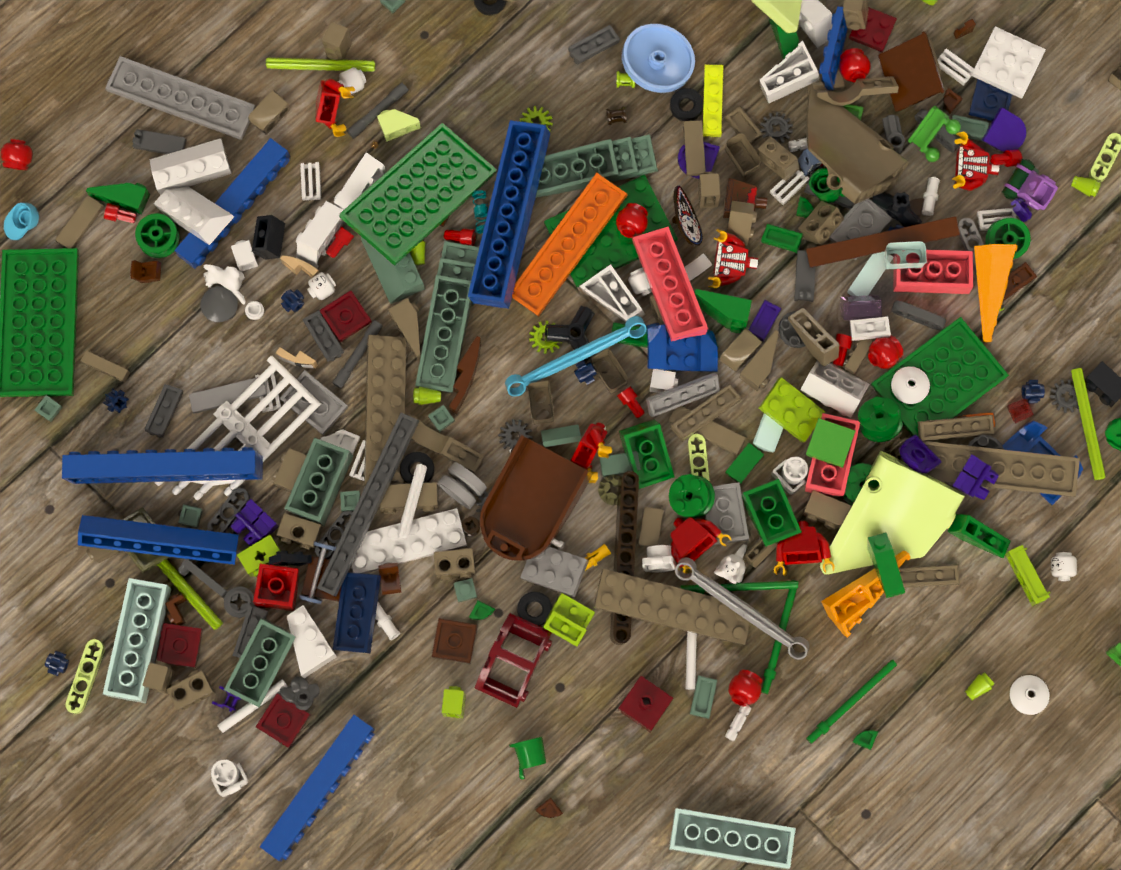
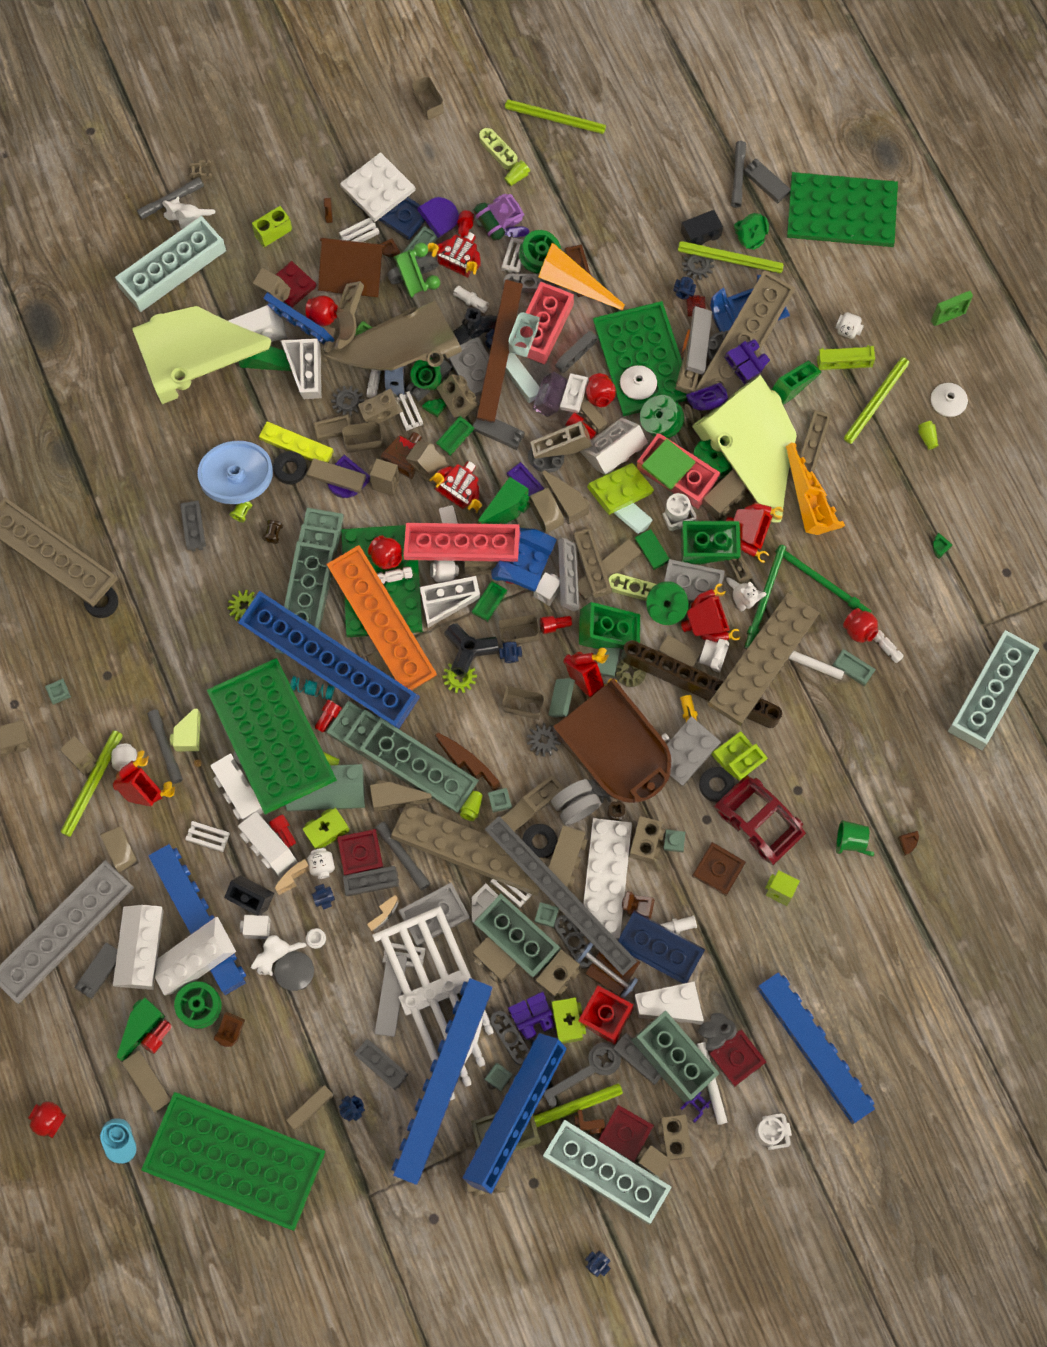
camera: 70 degrees left, 5 degrees down
(48, 408) = (329, 1181): sand green plate -> none
(82, 675) = (619, 1242): yellowish green beam -> none
(294, 559) = (583, 990): black plate -> none
(359, 286) = (317, 836): none -> lime brick
(412, 501) = (574, 853): white axle -> none
(481, 611) = (700, 833): green tile -> none
(575, 356) = (496, 718): medium azure piece -> none
(616, 238) = (395, 575): none -> white axle
(645, 704) = (843, 718): dark red brick -> none
(686, 218) = (400, 508): shield -> none
(742, 608) = (788, 599): light grey piece -> none
(824, 727) = (918, 575): green bar -> none
(885, 564) = (796, 462): green slope -> none
(893, 132) = (396, 304): dark grey piece -> none
(980, 425) = (698, 340): none -> light grey tile
(995, 622) = (876, 400): none -> lime axle

